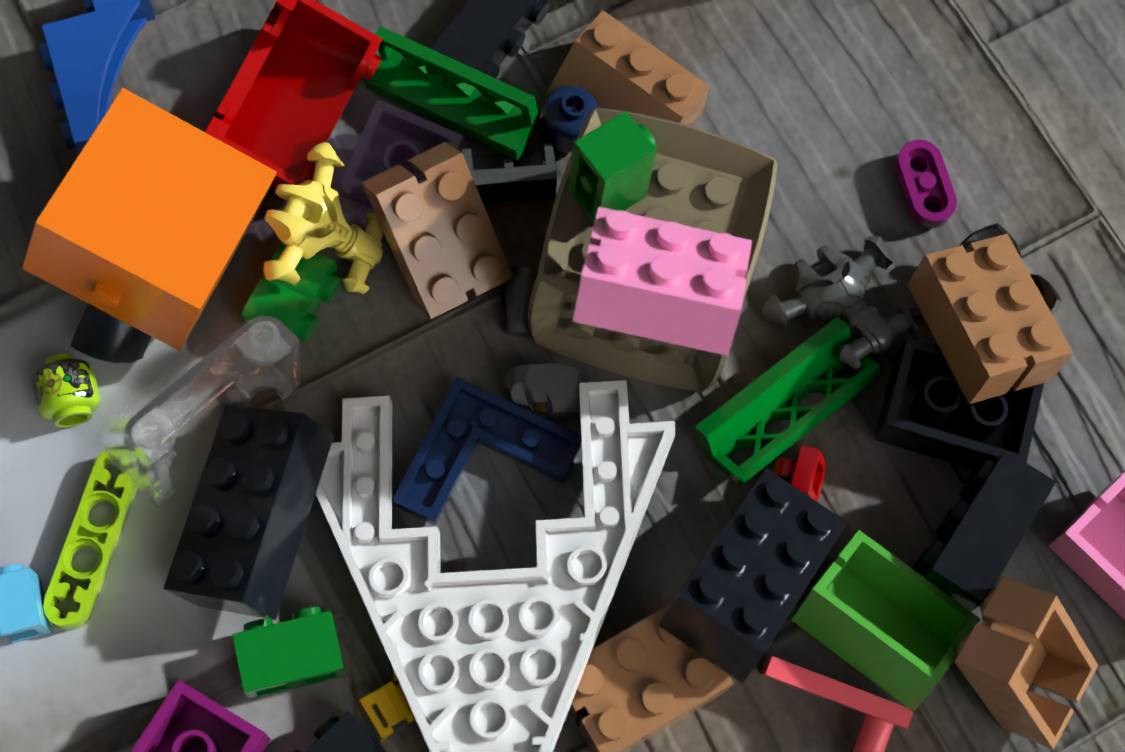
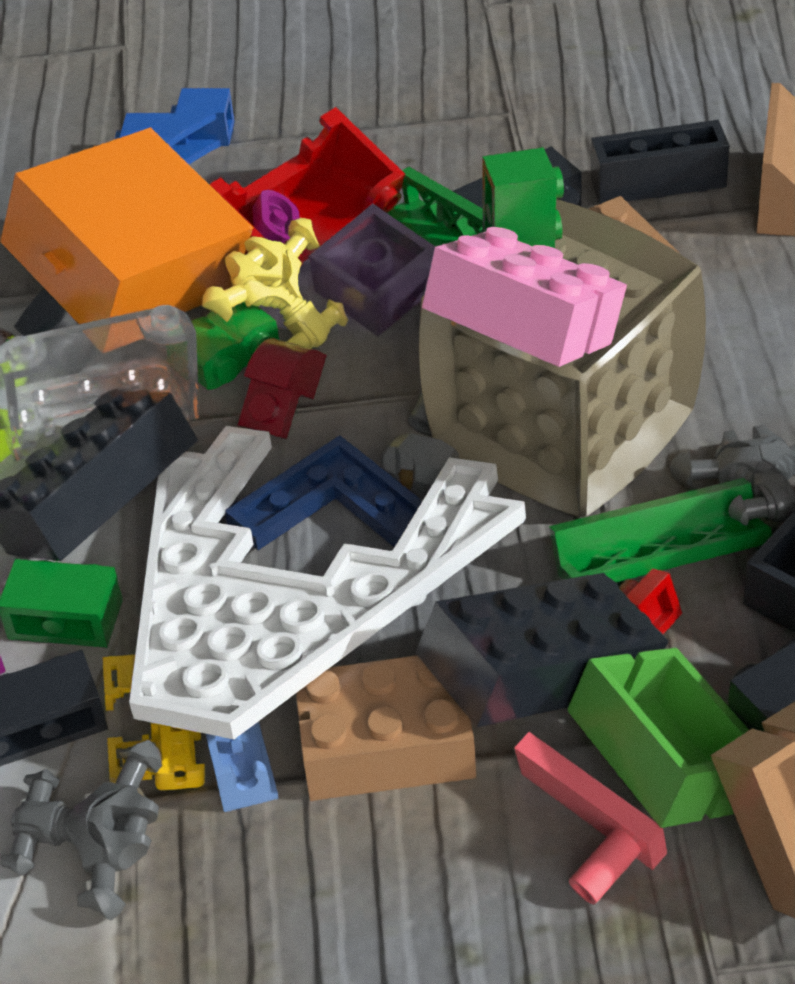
camera: 35 degrees right, 25 degrees down
(275, 131) = (273, 215): none -> magenta plate
(373, 336) = (278, 378): none -> dark red brick
(438, 229) = (374, 304): medium nougat piece -> none

